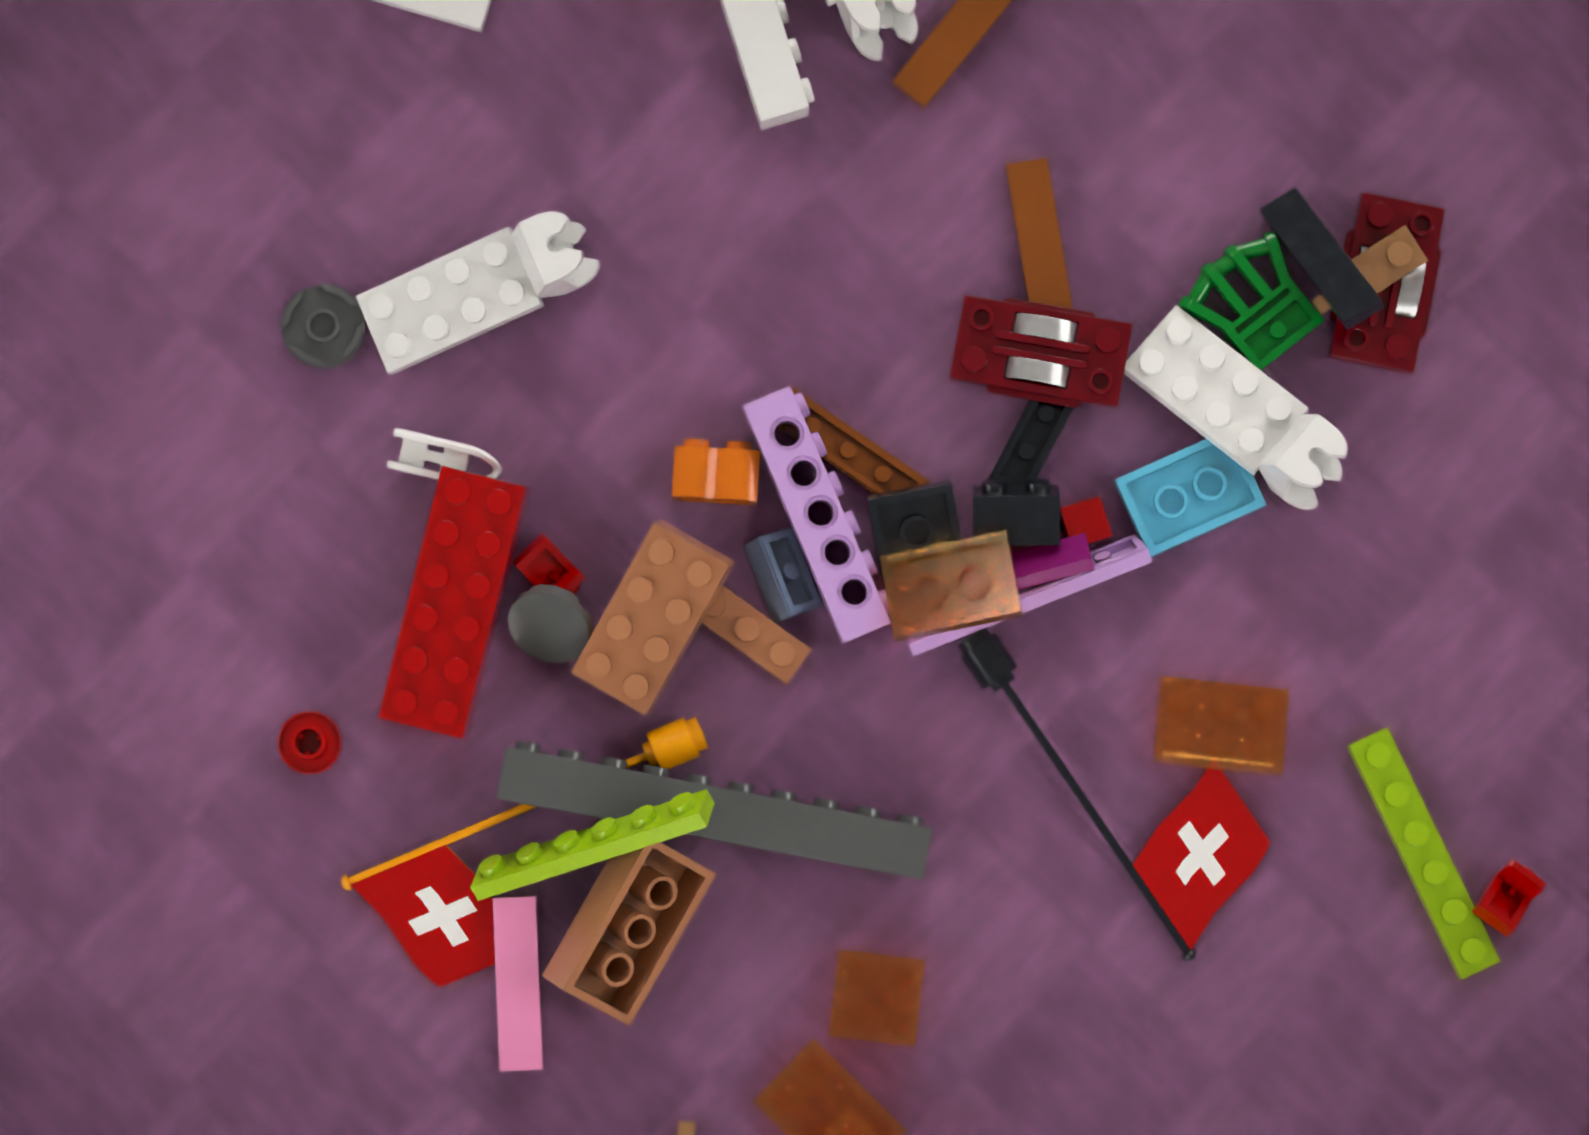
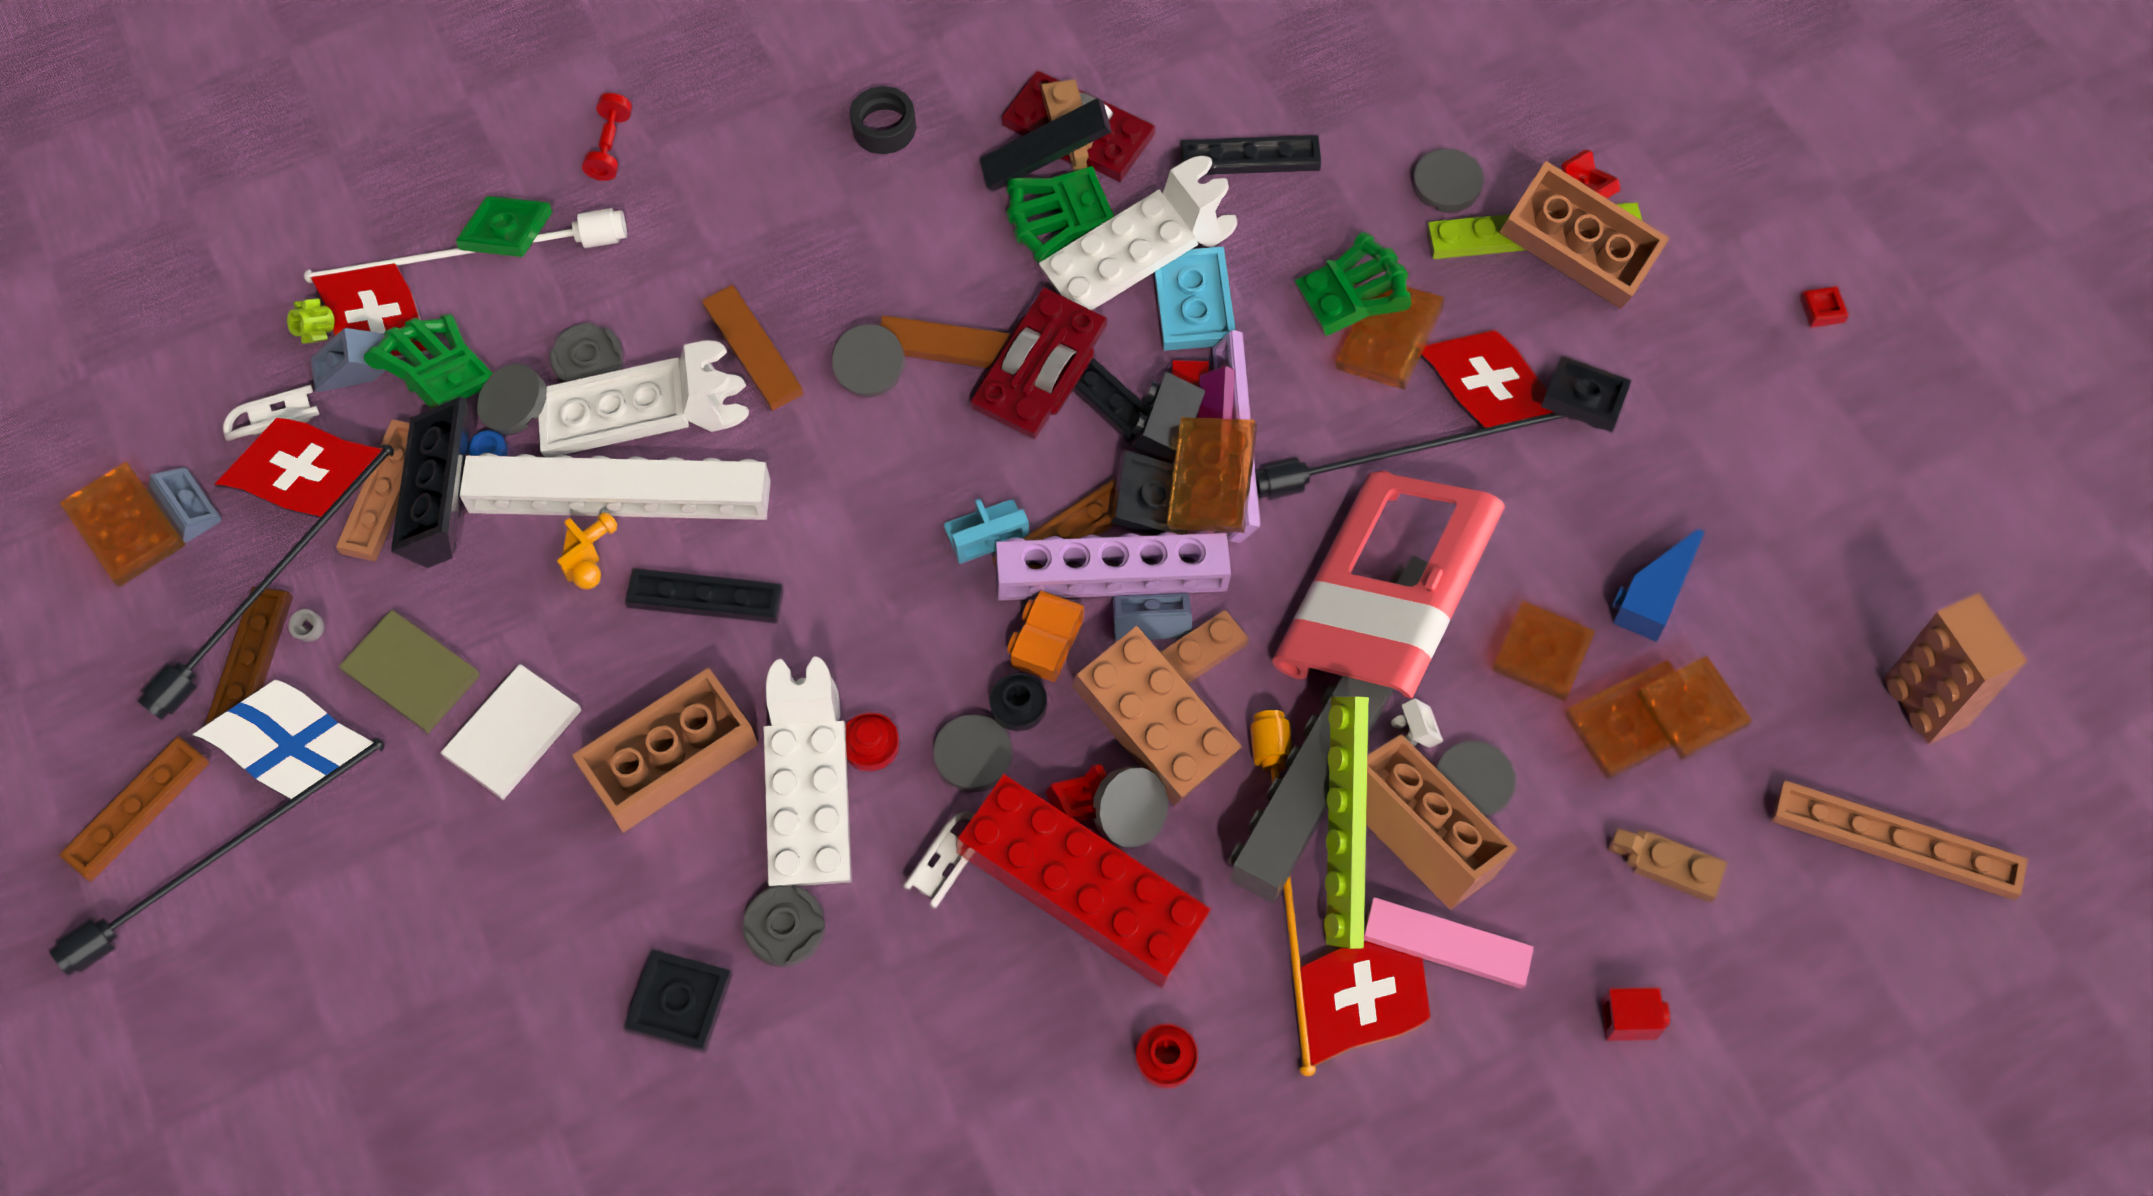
camera: 65 degrees left, 20 degrees down
(212, 256) = (678, 1001): none -> black plate
(455, 138) = (665, 749): none -> nougat brick
(539, 338) = (871, 741): none -> red plate
(564, 444) = (972, 753): none -> dark grey tile
(630, 471) = (1018, 702): none -> black plate
(648, 103) = (704, 595): none -> black tile
(708, 965) = (1480, 775): none -> dark grey tile
(746, 891) = (1420, 722): none -> white tile
(822, 806) = (1381, 627): none -> coral piece
(823, 366) = (979, 531): none -> medium azure panel
(982, 164) = (868, 360): none -> dark grey tile
(983, 1098) = (1654, 590): none -> blue slope
(1209, 965) = (1586, 394): none -> black plate
(1242, 648) = (1331, 291): none -> green plate
(1330, 33) = (883, 99): none -> black tyre
(1410, 909) = (1584, 235): none -> nougat brick
(1415, 494) = (1256, 154): none -> black tile
(1459, 734) = (1448, 180): none -> dark grey tile

